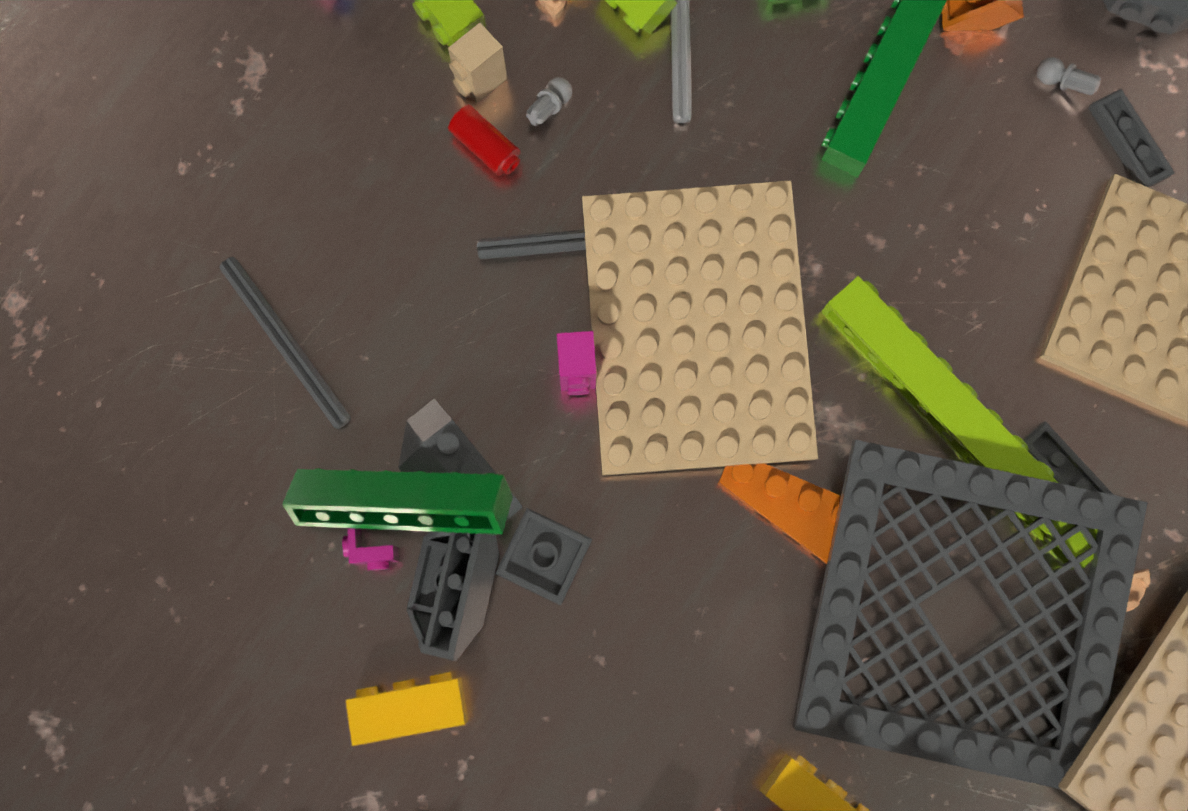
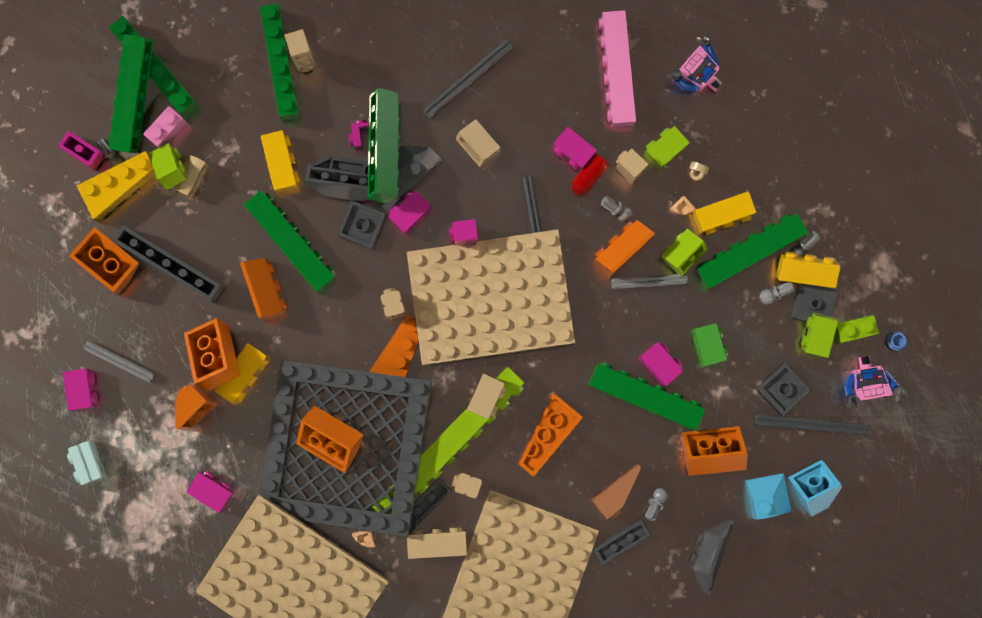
camera: 85 degrees right, 5 degrees up
(187, 652) = (300, 50): none -> tan brick
(206, 699) = (279, 62): none -> green brick
(296, 78) = (618, 69): none -> bright pink brick
(408, 331) = (477, 143): none -> tan brick
(436, 163) = (573, 148): none -> dark pink brick
(526, 463) = (409, 211): none -> dark pink brick
(566, 700) = (290, 242): none -> green brick
(623, 87) = (623, 247): none -> orange slope
(658, 756) = (263, 288): none -> orange slope
(704, 503) = (393, 304): none -> tan brick
(828, 48) = (661, 364): none -> dark pink brick
(888, 340) = (486, 396): none -> tan brick
(942, 241) = (550, 433): none -> orange wing
(958, 640) = (329, 438): none -> orange slope
(1044, 388) = (466, 484): none -> tan brick
(1052, 138) = (614, 497): none -> nougat slope
(1145, 452) = (437, 543): none -> tan brick

